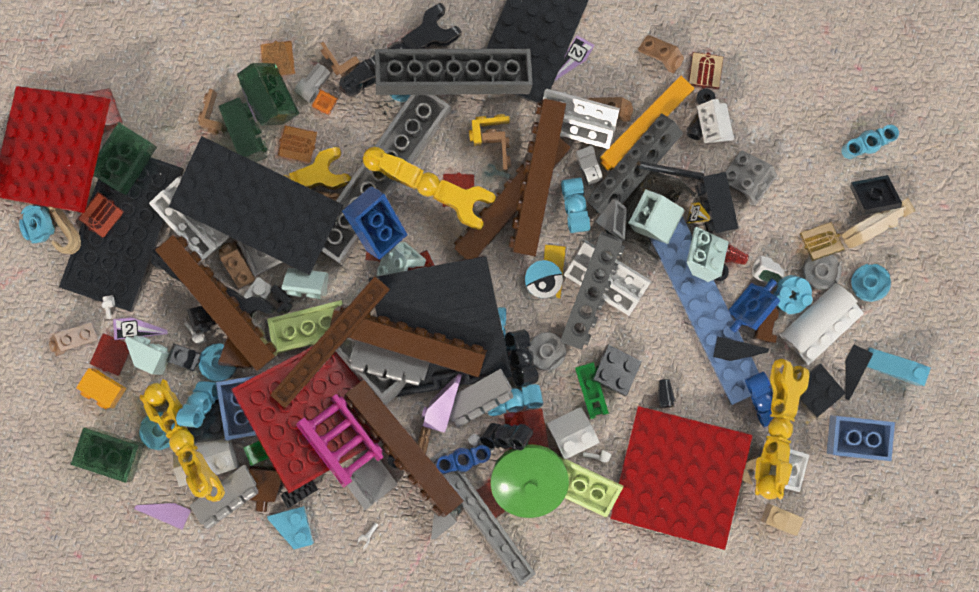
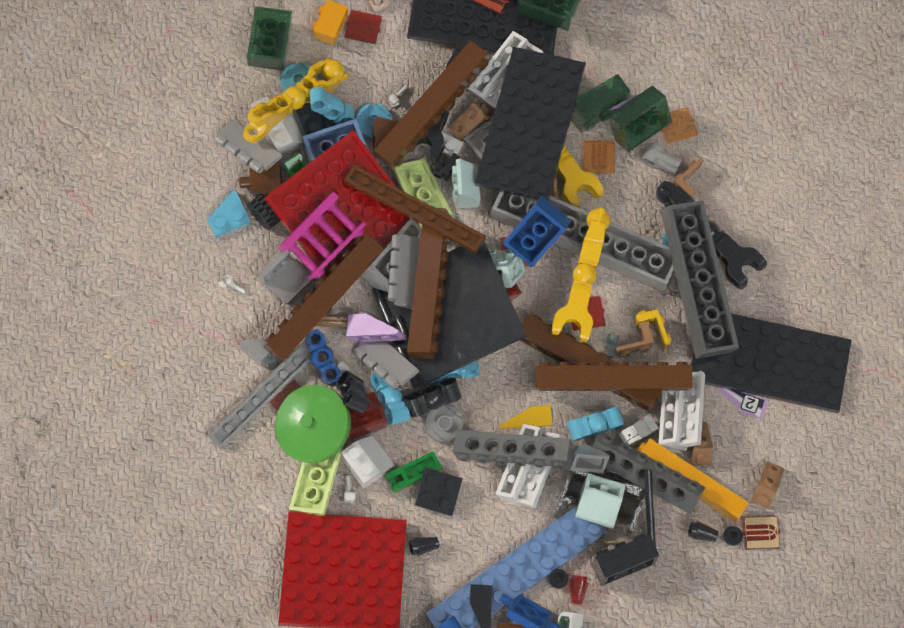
camera: 70 degrees right, 15 degrees down
(108, 301) = (413, 14): white hand -> none
(129, 327) = (392, 41): sticker -> none
(147, 356) = (369, 56): light aqua slope -> none
(168, 513) = (222, 102): lavender sticker -> none
(184, 357) = (373, 89): black bracket -> none
(200, 319) = (410, 97): black bracket -> none
(204, 116) = (607, 68): medium nougat bracket -> none
(324, 102) = (645, 174): orange tile -> none
(543, 279) = (515, 408): tile -> none
(706, 255) = (572, 553): light aqua slope -> none
(715, 122) = (709, 546): white bracket -> none
(750, 176) = (661, 593): light grey bracket -> none

